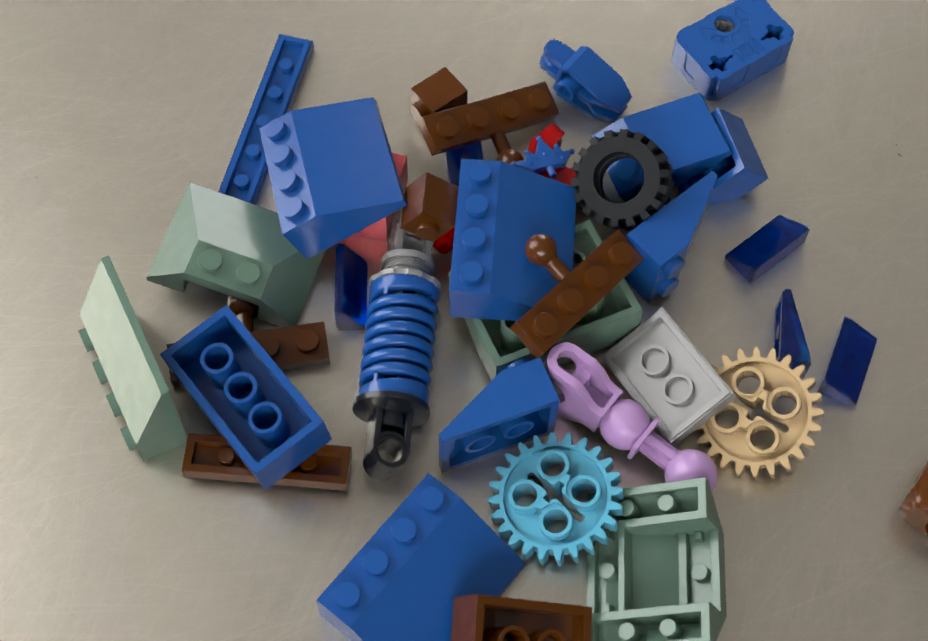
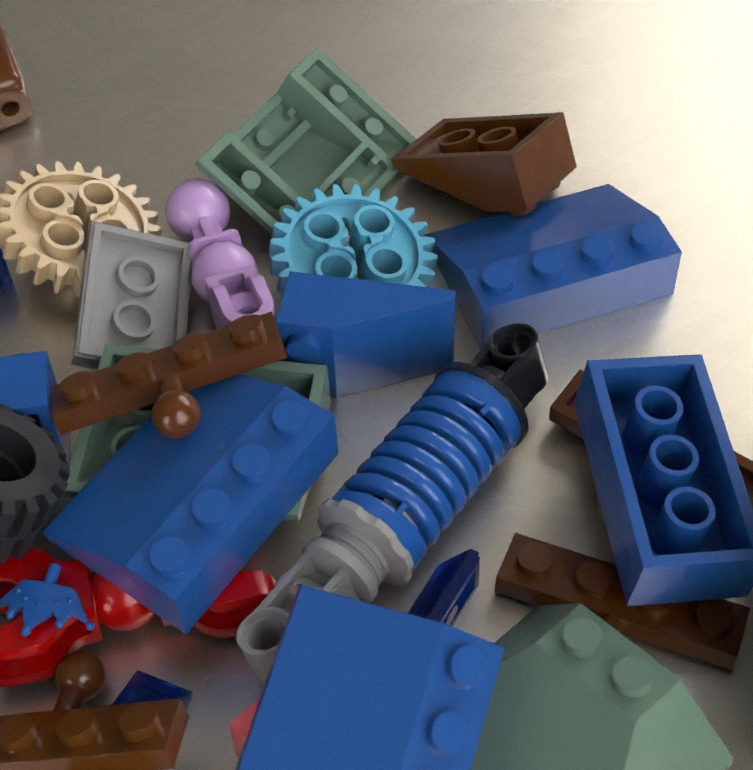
camera: 145 degrees left, 10 degrees down
(429, 207) = (267, 568): reddish brown brick -> none

